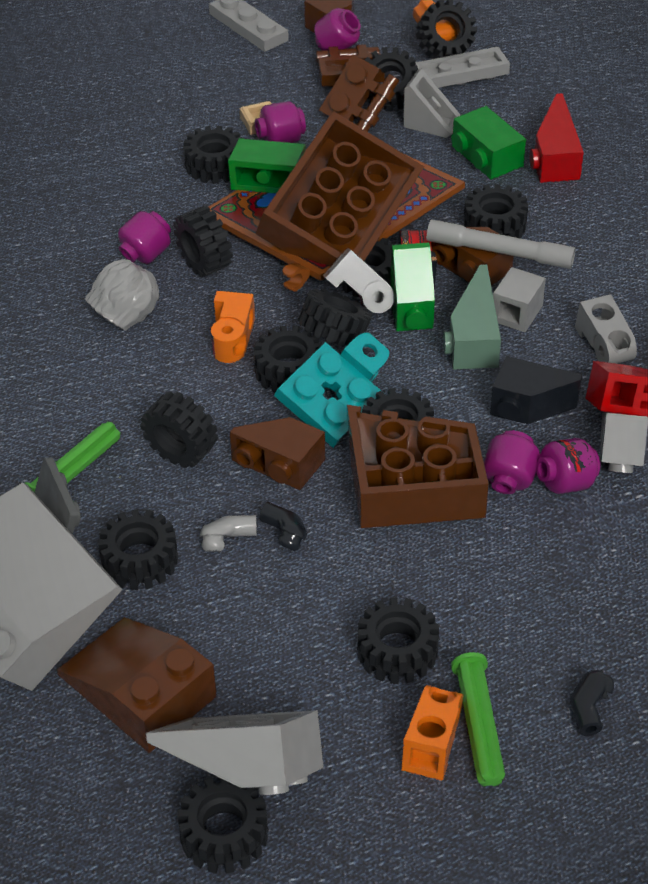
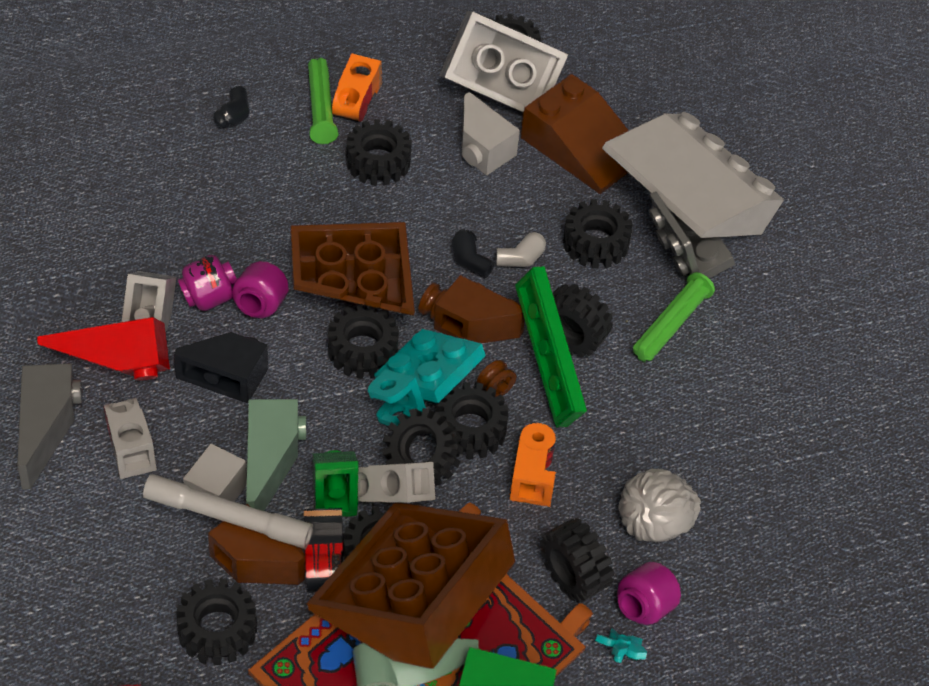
camera: 175 degrees right, 5 degrees up
(171, 209) = (623, 645): none -> teal plant
(210, 395) = (550, 347): none -> green tile
(260, 393) = (498, 377): none -> reddish brown bush
(262, 662) = (486, 136): none -> light grey slope
(324, 463) = (429, 299): none -> reddish brown bush

